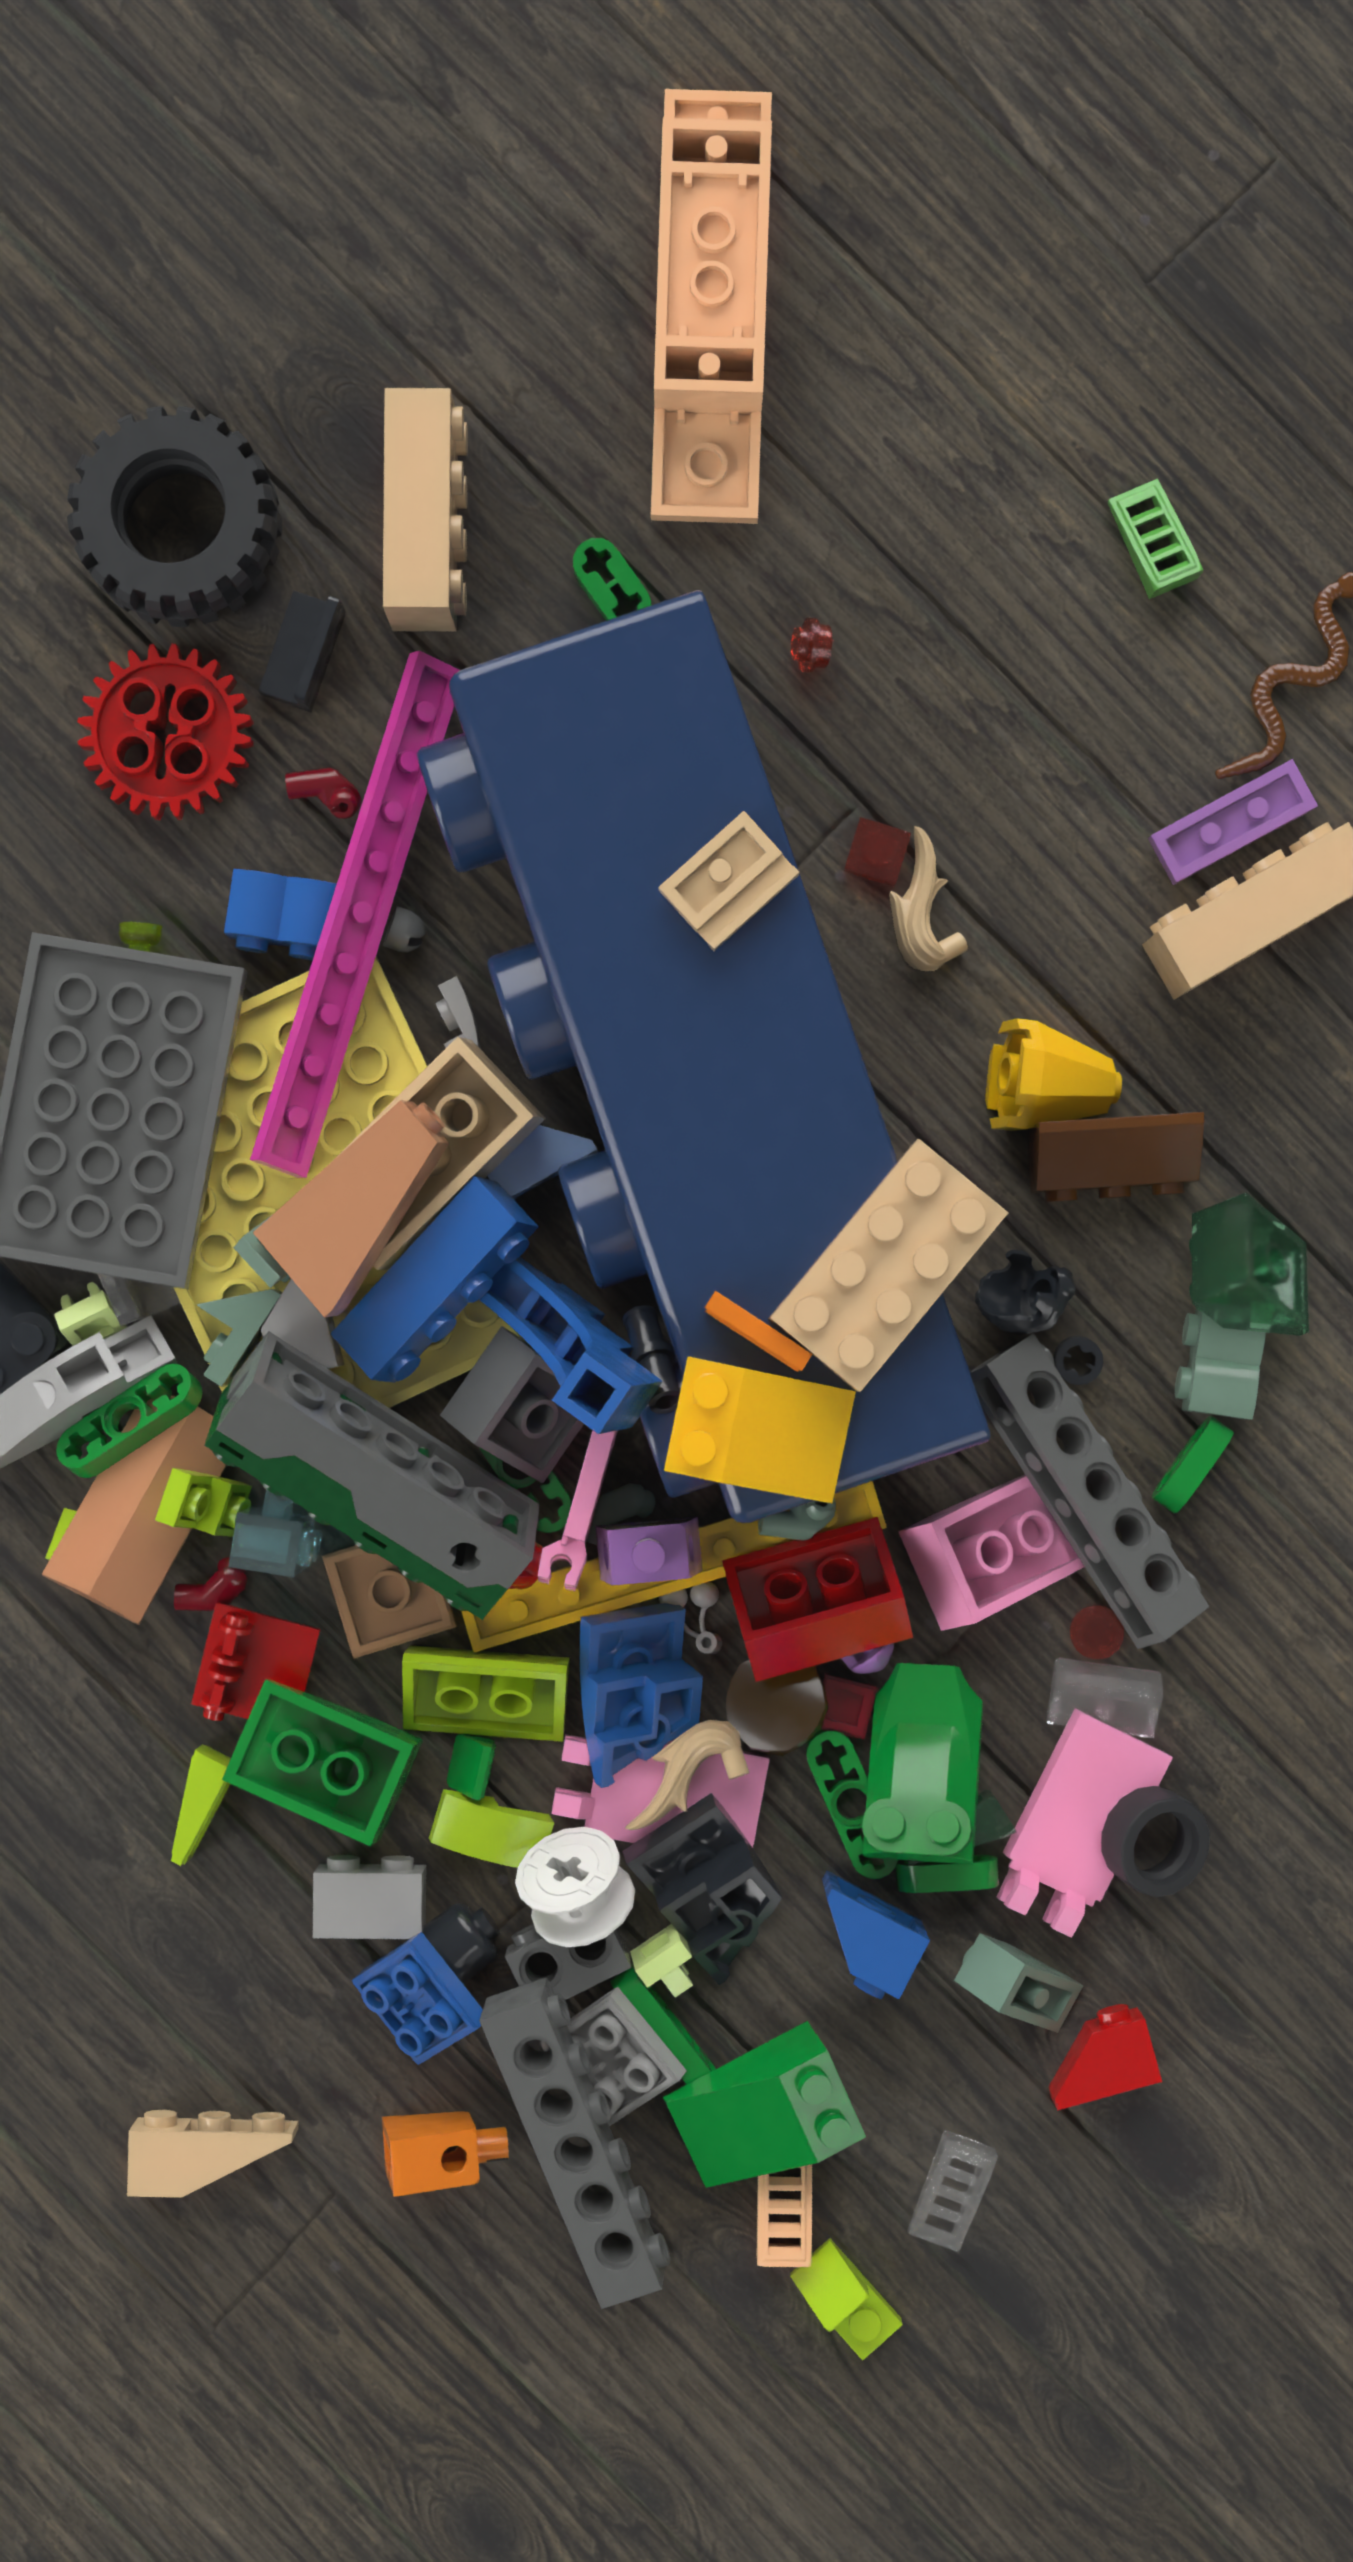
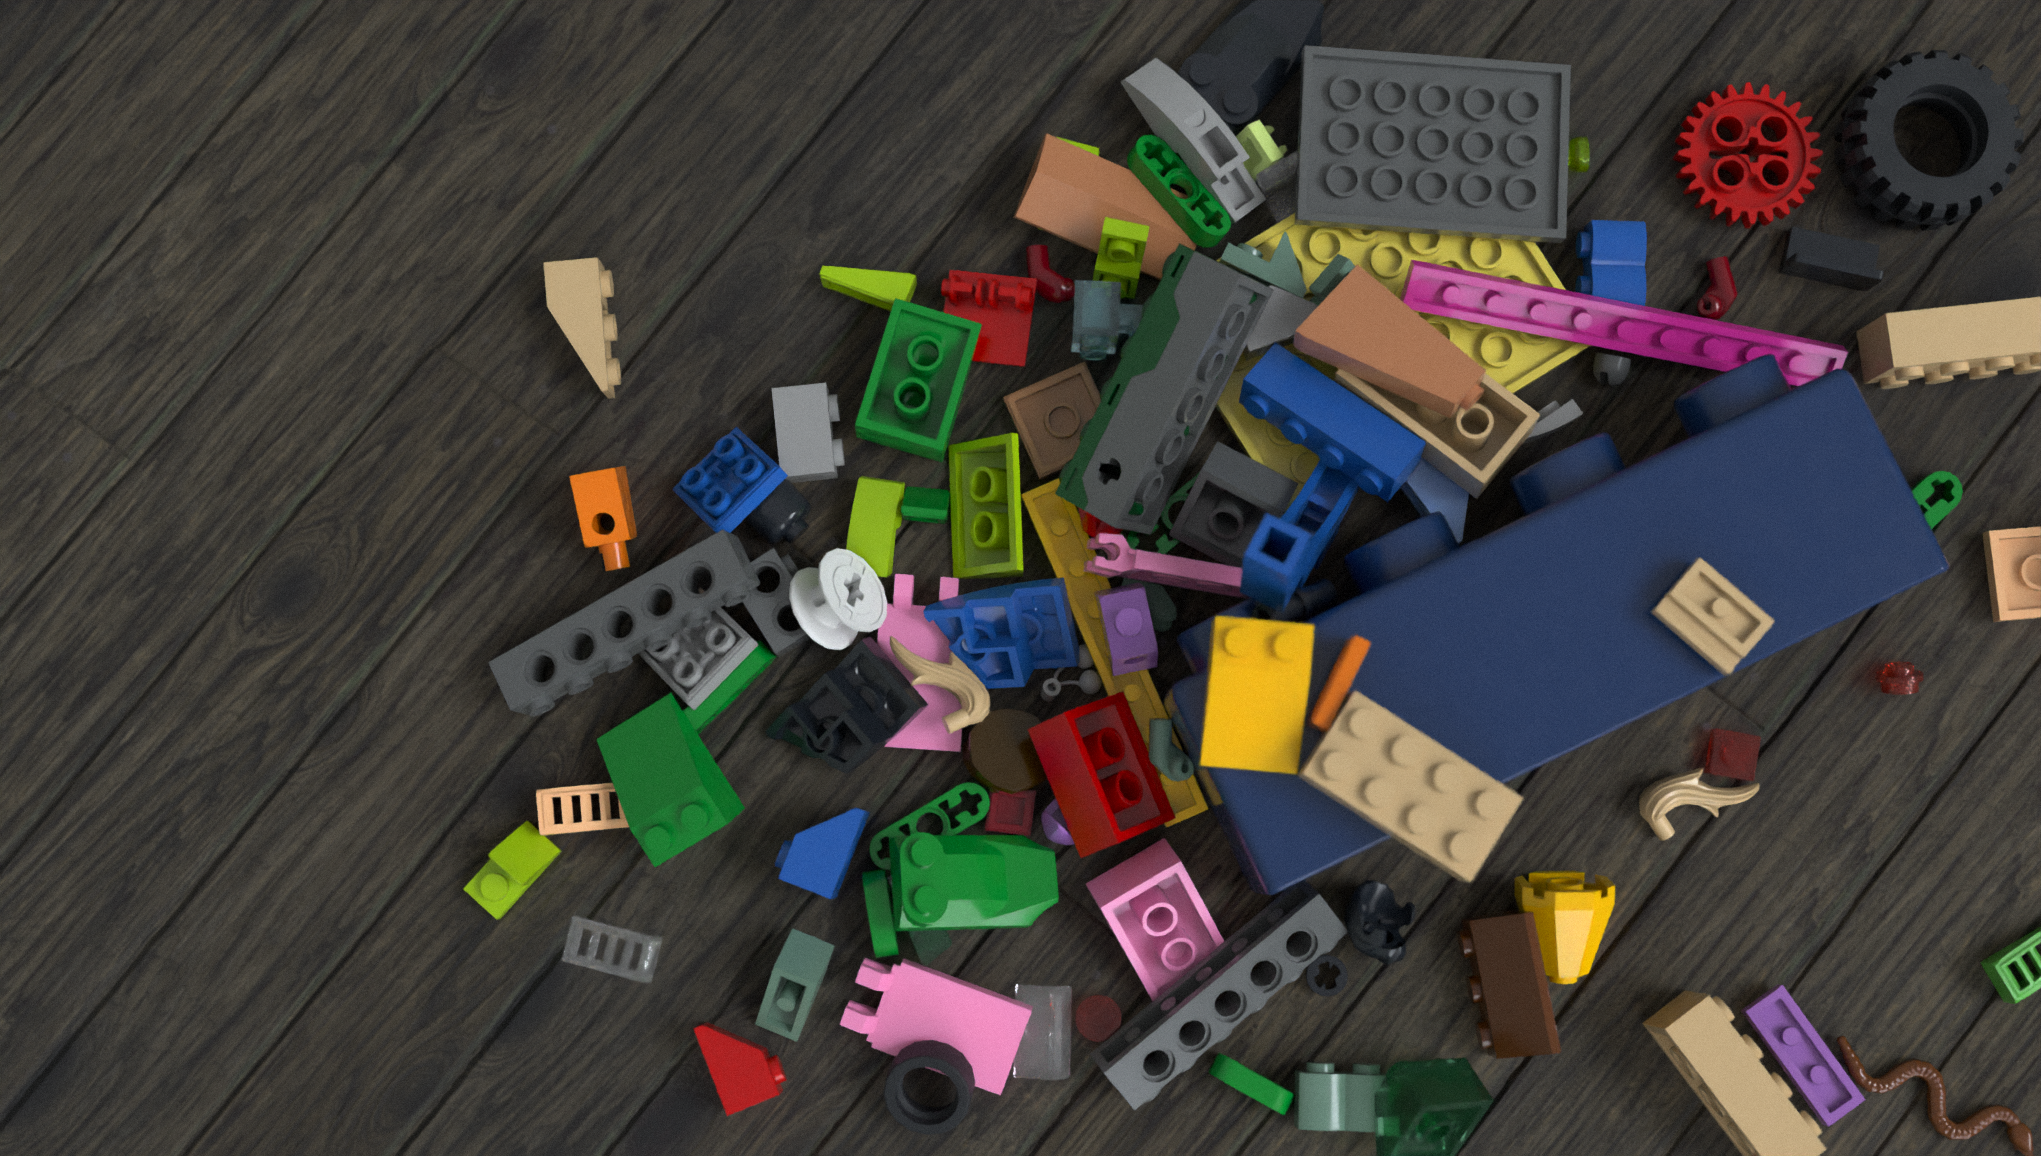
camera: 80 degrees right, 5 degrees down
(664, 1959) = (783, 682): yellowish green tile -> none

